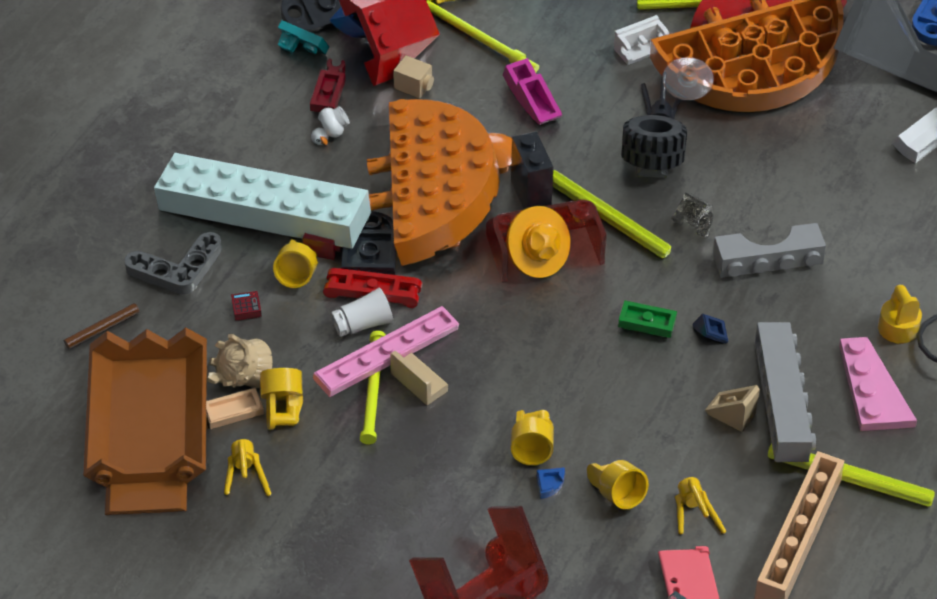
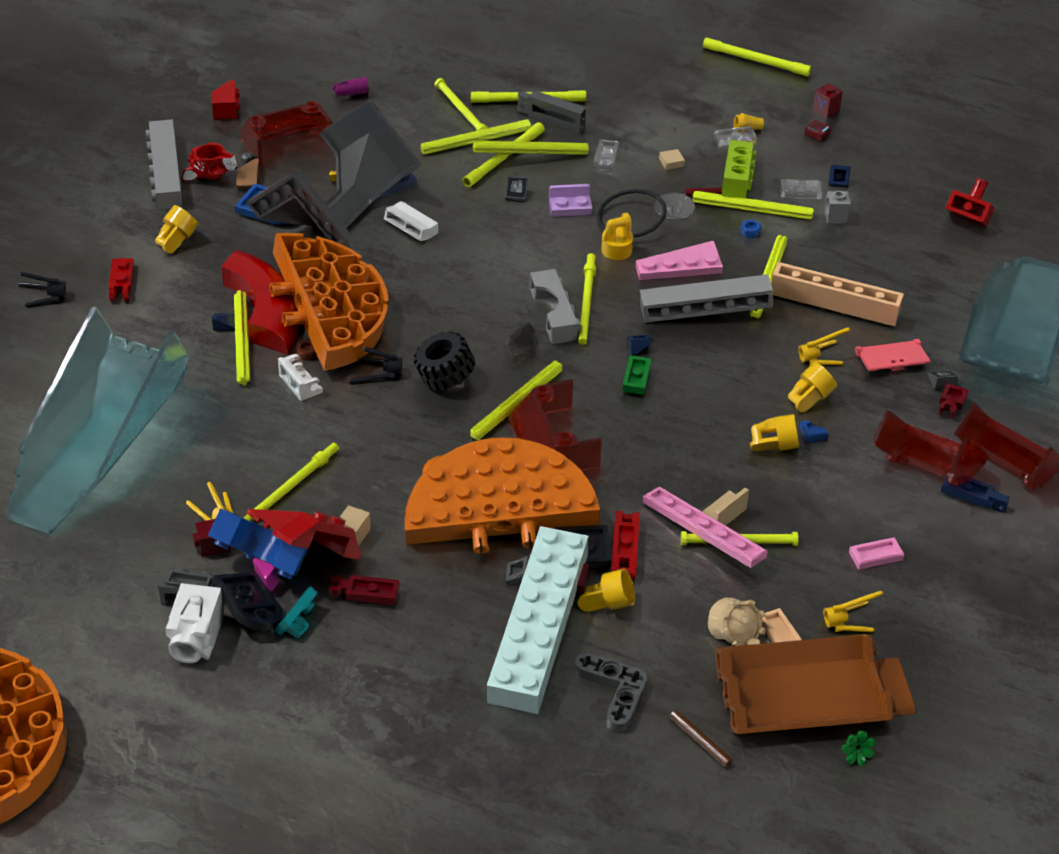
camera: 95 degrees left, 5 degrees down
(59, 446) = (858, 747): none -> green plant
(246, 305) = (658, 632): dark red tile -> none
(282, 385) = (768, 591): yellow piece -> none
(333, 122) = (421, 579): white animal -> none
(340, 513) = (876, 553): none -> bright pink tile
(362, 313) = (662, 541): white plant -> none
(531, 91) = (369, 446): dark pink slope -> none
(531, 170) = (494, 420): black brick -> none
(538, 241) = (574, 422): light orange hat -> none
(688, 86) = (372, 333): clear dish -> none
(735, 406) = (722, 325): tan slope -> none
(845, 292) = (589, 272): none -> neon yellow bar

